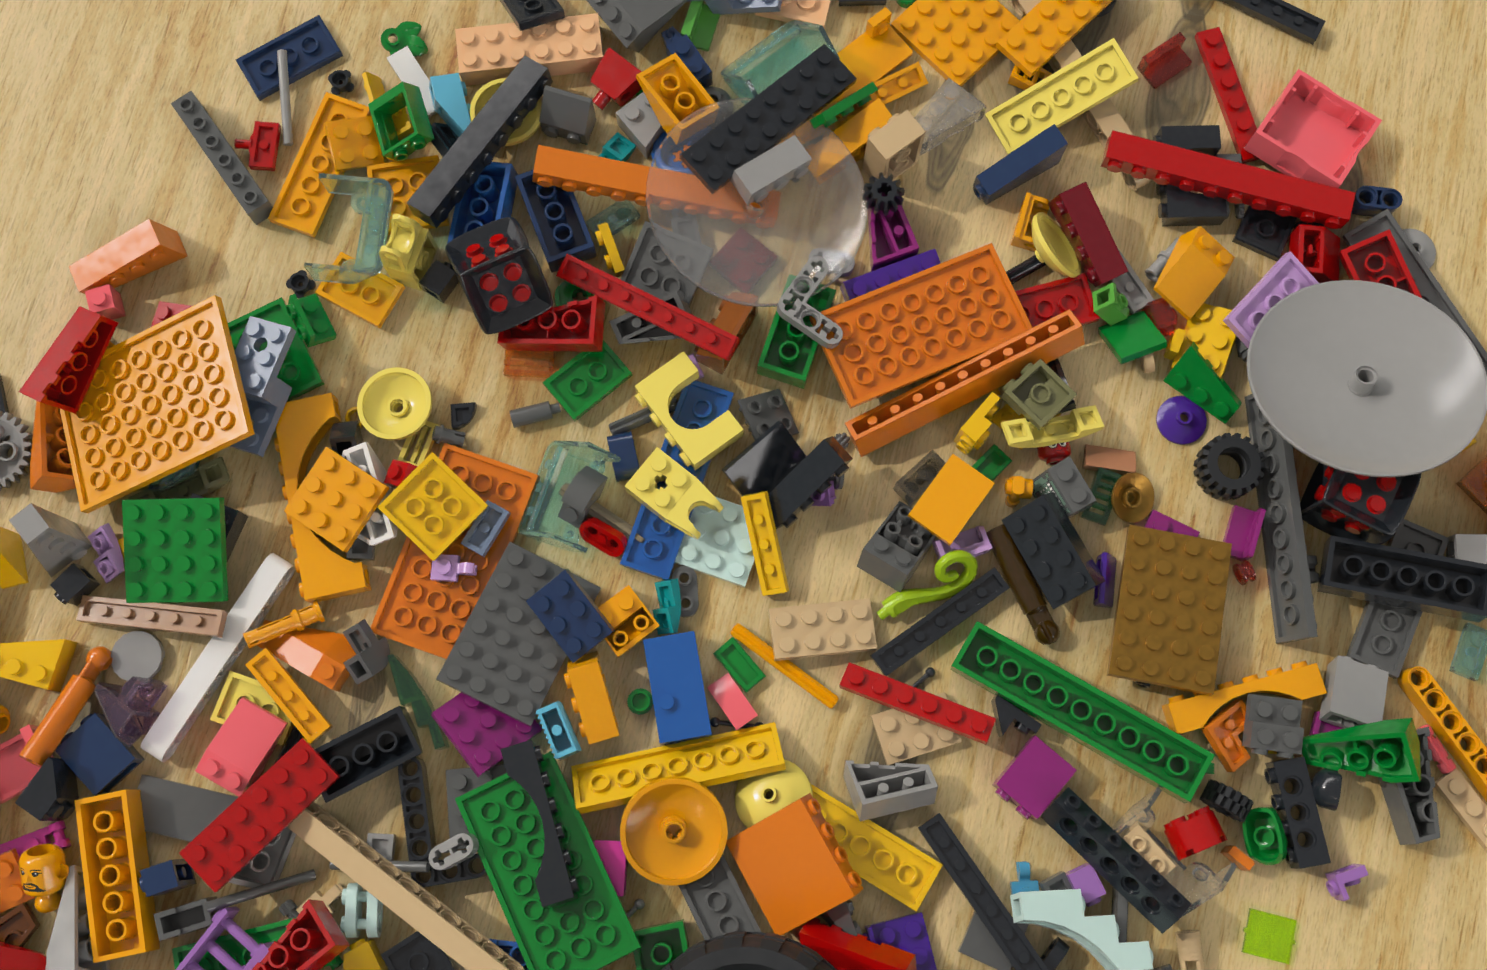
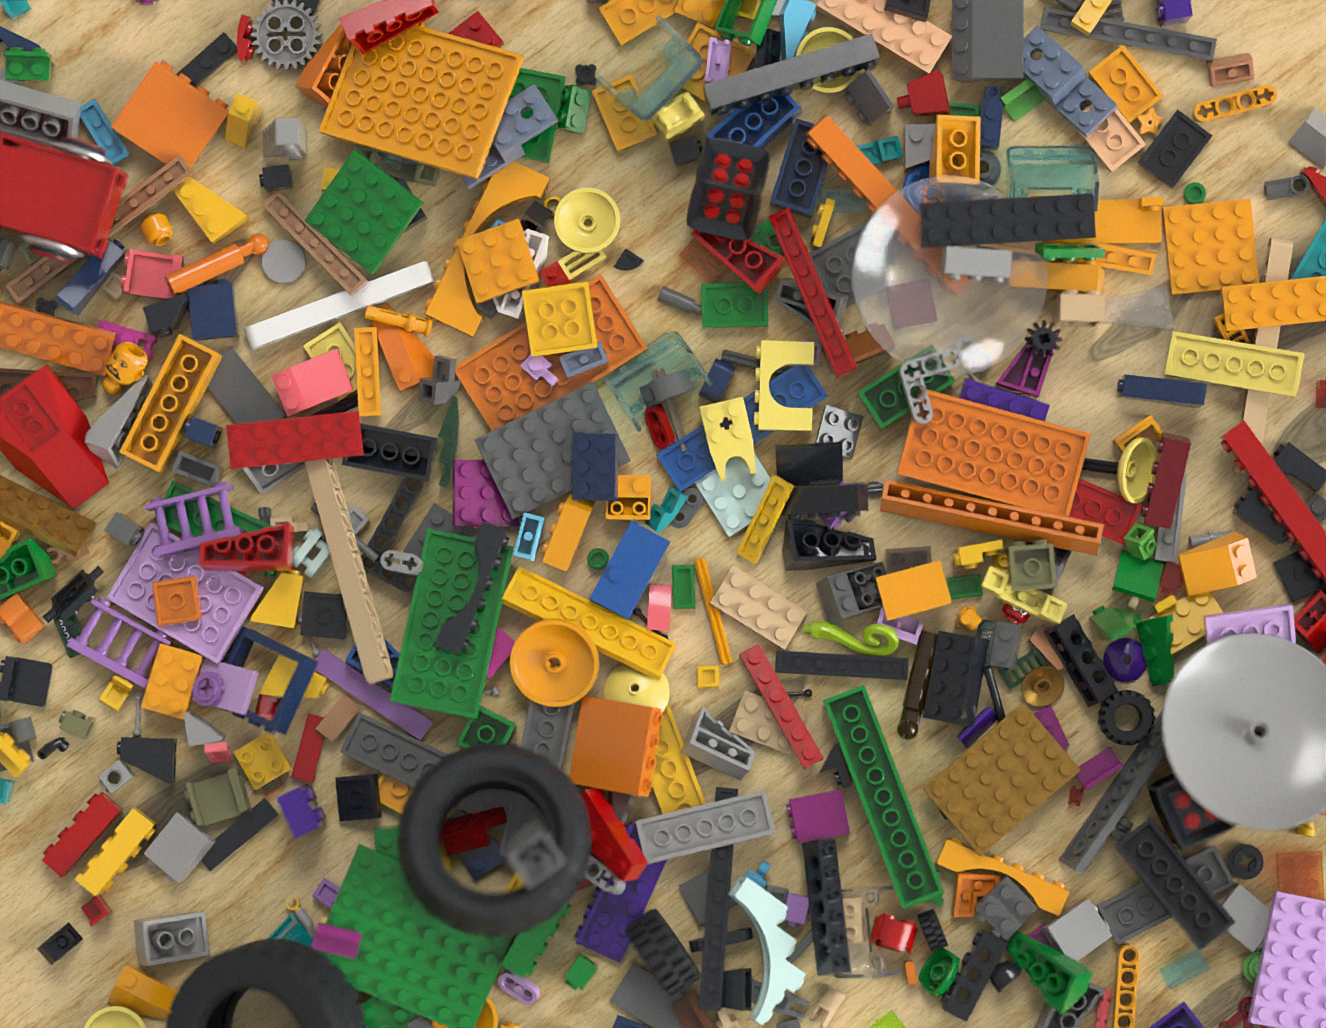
camera: 35 degrees right, 10 degrees up
(110, 558) = (317, 166): lavender slope -> none
(130, 707) = (256, 297): piece -> none
(261, 890) = (257, 488): dark grey bar -> none
(404, 176) = (717, 60): none -> lavender hinge
(448, 436) = (606, 270): dark grey pin -> none
(827, 729) = (707, 676): none -> yellow tile
(830, 533) = (816, 546): none -> black wedge
(940, 875) = (705, 827): none -> light grey plate
(1097, 537) = (995, 696): none -> black bar
(1148, 448) = (1071, 655): none -> black brick
(1149, 392) = (1113, 622): none -> green wedge
(1449, 511) = (1255, 866): none -> black gear

